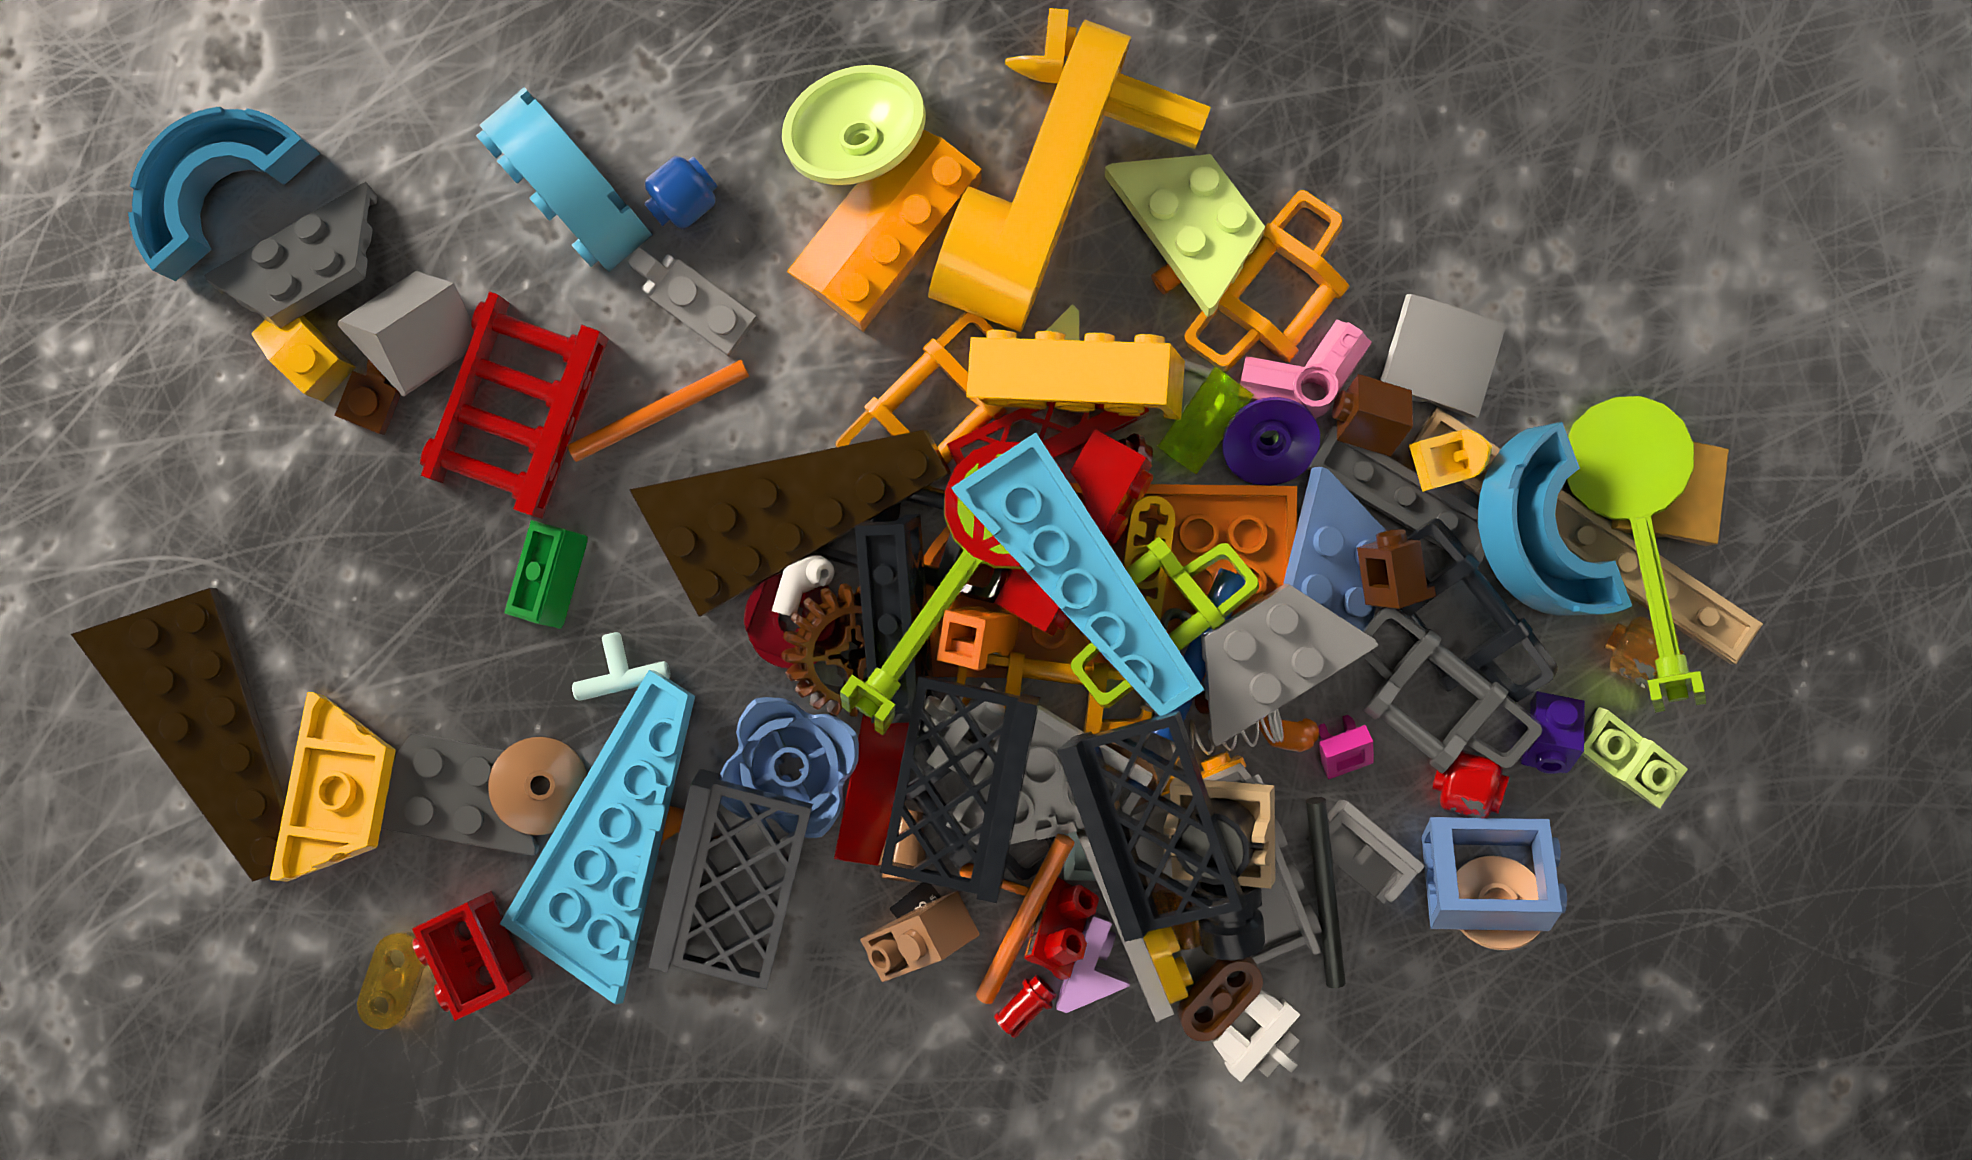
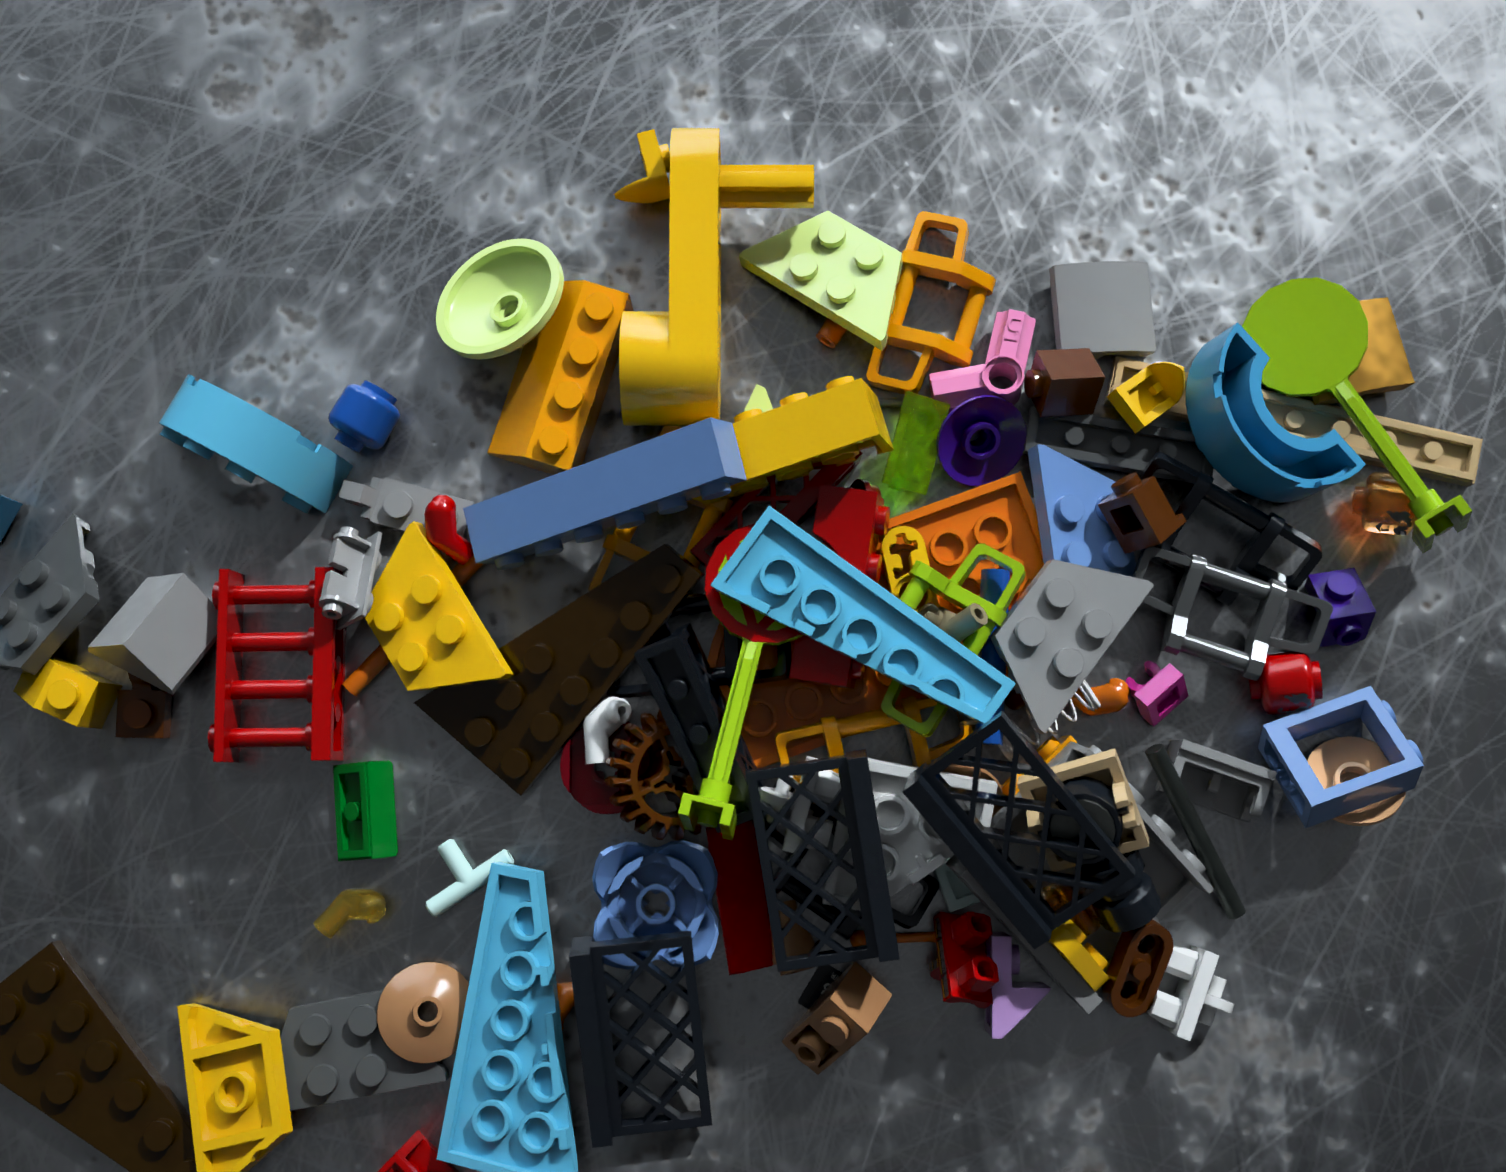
camera: 20 degrees left, 5 degrees down
(501, 659) = (354, 905): none -> clear yellow arm
(604, 364) = (350, 595): none -> light grey hinge
(672, 417) = (429, 621): none -> yellow wing
(716, 333) = (442, 531): none -> red arm
(885, 360) = (606, 493): none -> medium blue brick
(974, 633) = (781, 714): orange leg -> none
(1025, 918) = (929, 963): orange bar -> none
(1025, 1006) = (960, 1046): red pin -> none
(1168, 610) = (956, 625): none -> dark tan arm
(1631, 758) = (1418, 604): yellowish green slope -> none

